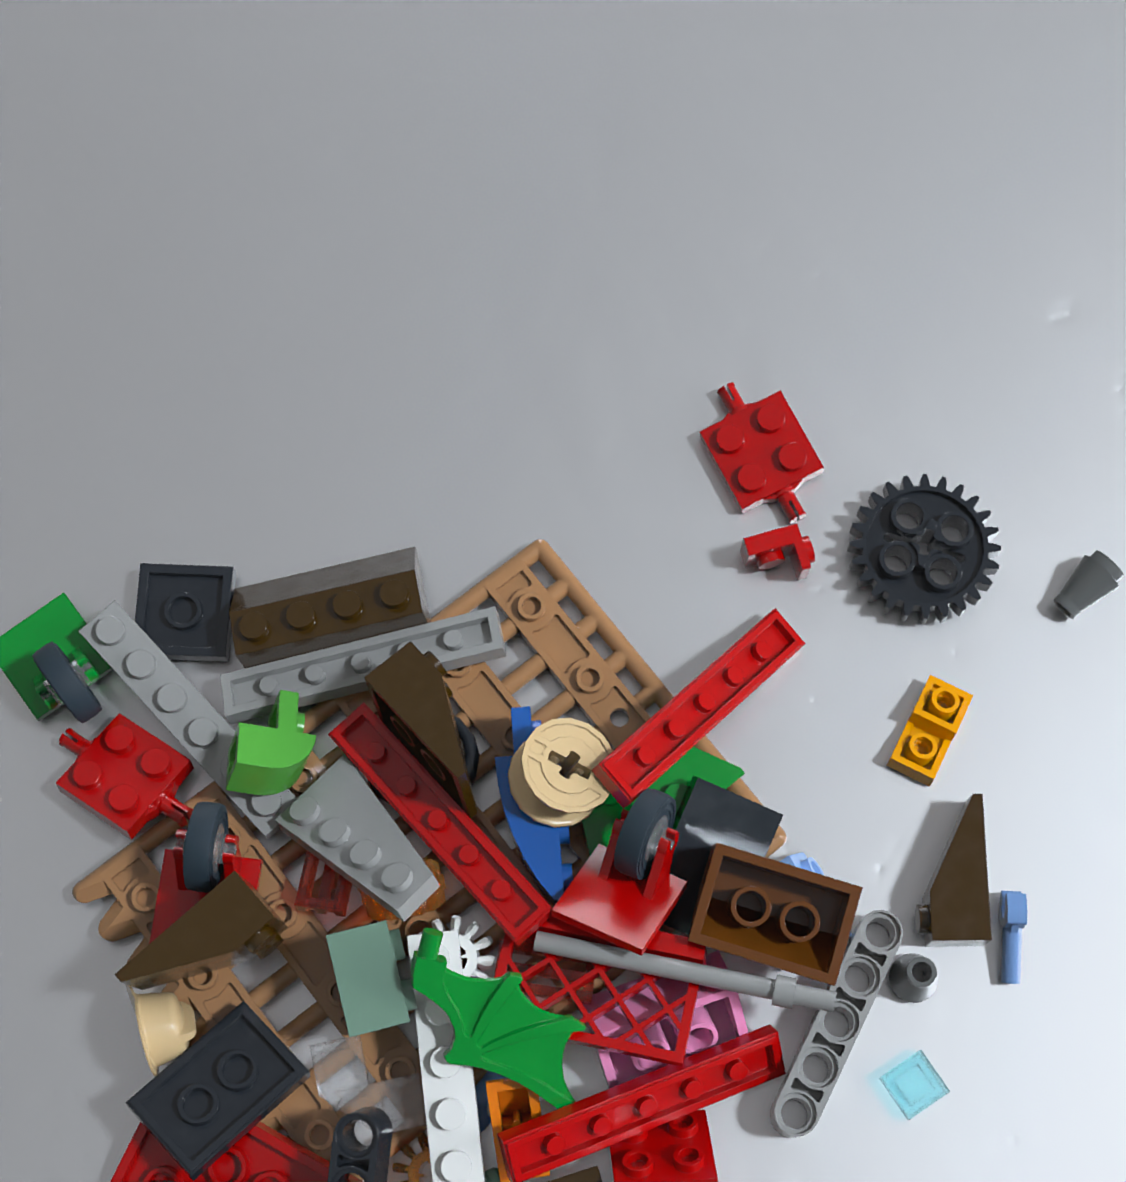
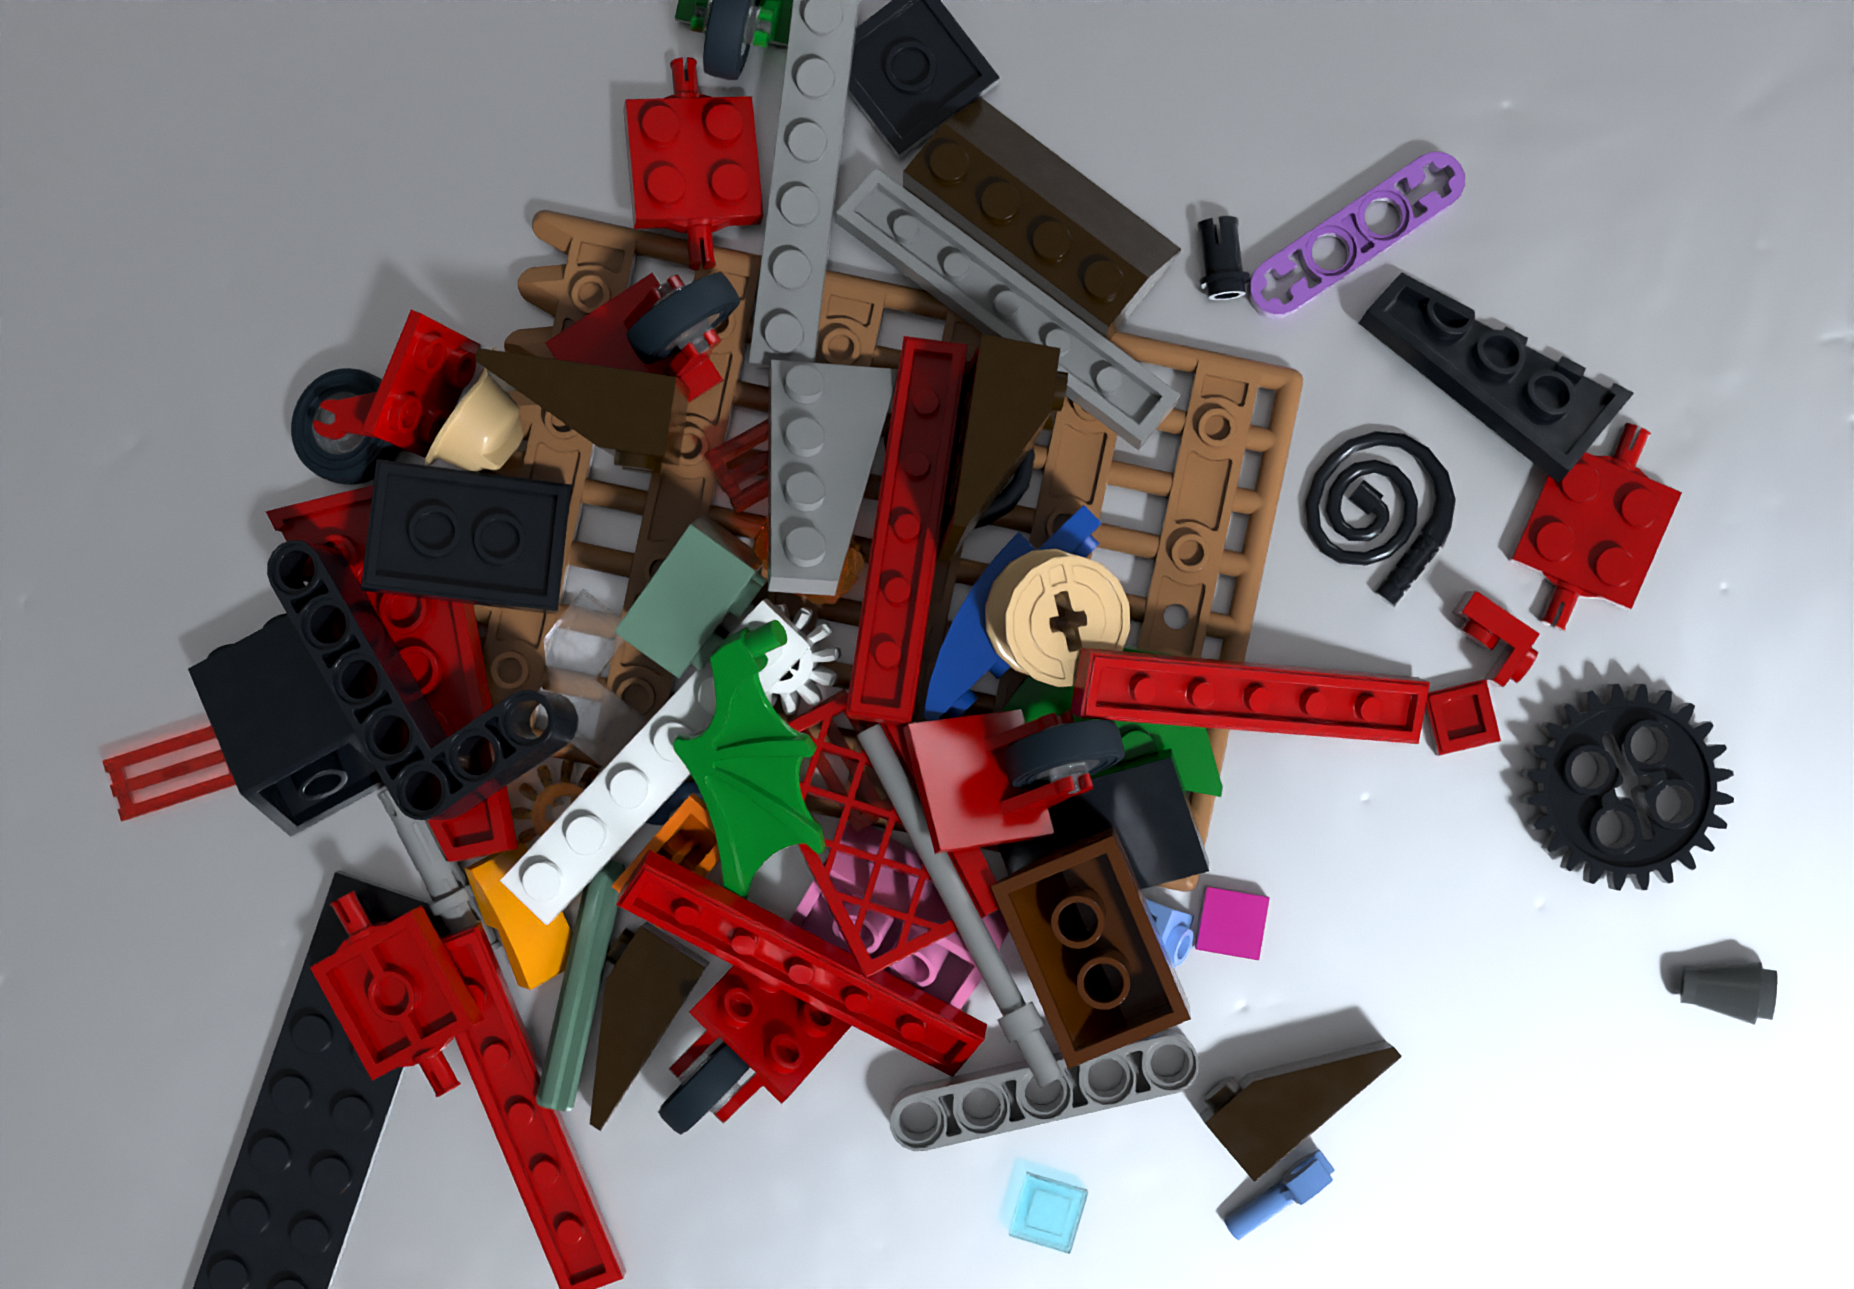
camera: 55 degrees right, 15 degrees up
(90, 1101) = (355, 417): none -> red plate
(273, 756) = (831, 304): bright green brick -> none
(441, 531) = (1222, 261): none -> black pin
(490, 450) = (1359, 240): none -> medium lavender beam
(642, 560) = (1368, 499): none -> black piece
(650, 433) = (1518, 393): none -> black wing
(810, 608) = (1461, 717): none -> red tile
(824, 832) = (1232, 922): none -> dark pink tile
(904, 983) = (1151, 1114): dark grey cone -> none
(929, 730) = (1431, 946): light orange slope -> none

